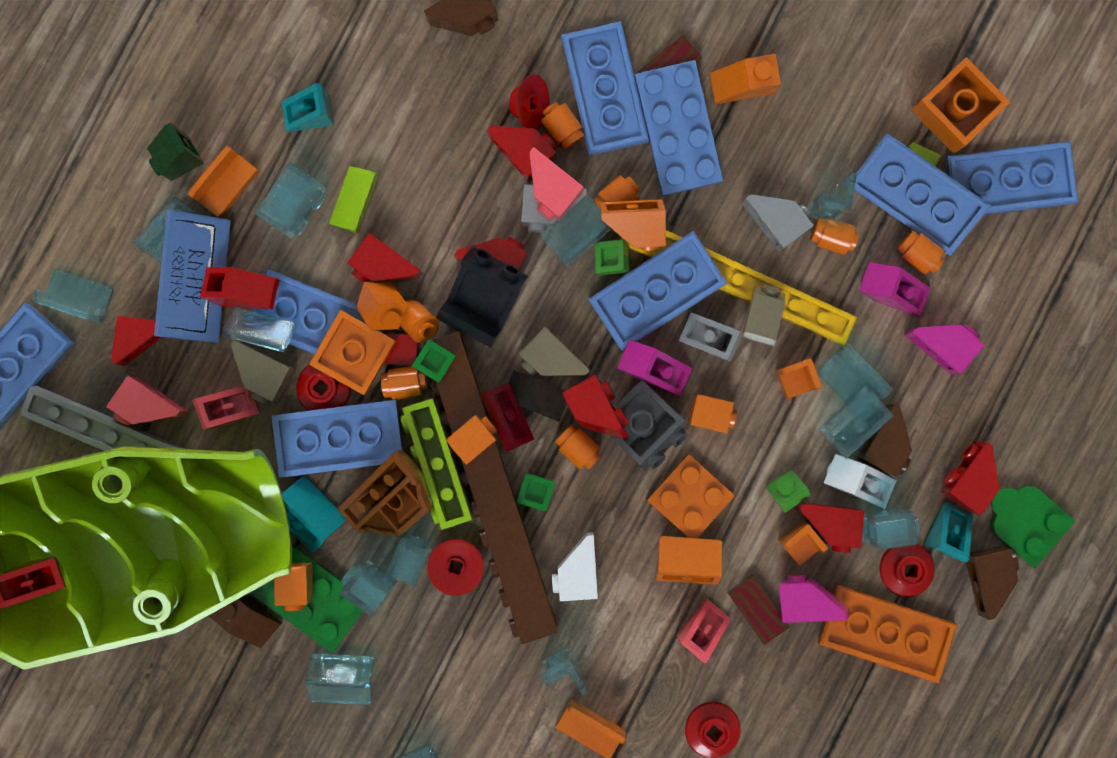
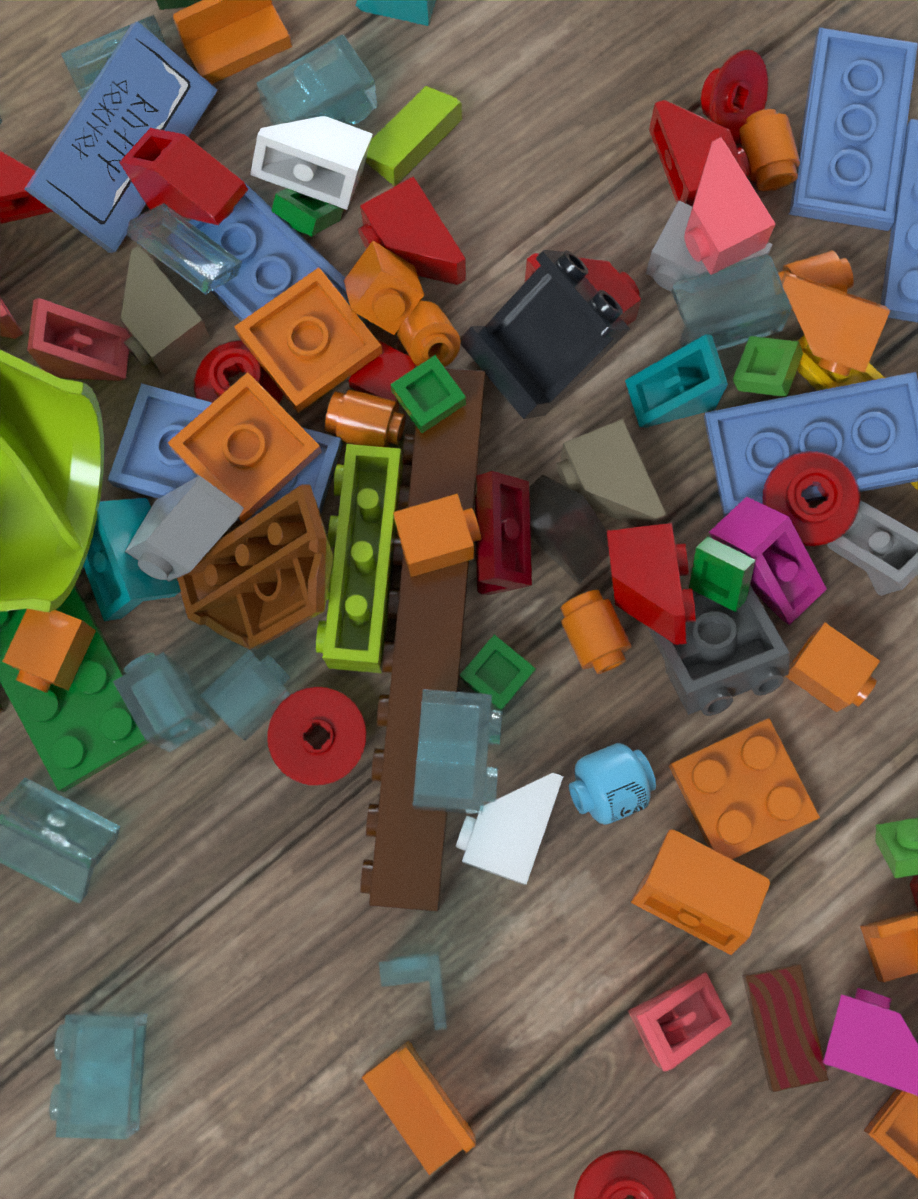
camera: 25 degrees right, 10 degrees down
(308, 244) = (313, 158): none -> white slope
(316, 272) = (305, 212): none -> green plate
(334, 492) = (182, 529): none -> light grey slope
(346, 430) = (245, 445): none -> orange plate
(532, 550) = (454, 752): none -> clear light blue brick
(565, 290) = (678, 384): none -> teal slope
(620, 525) = (612, 783): none -> medium azure head
(632, 391) = (721, 573): none -> green plate
(652, 315) = (834, 482): none -> red piece

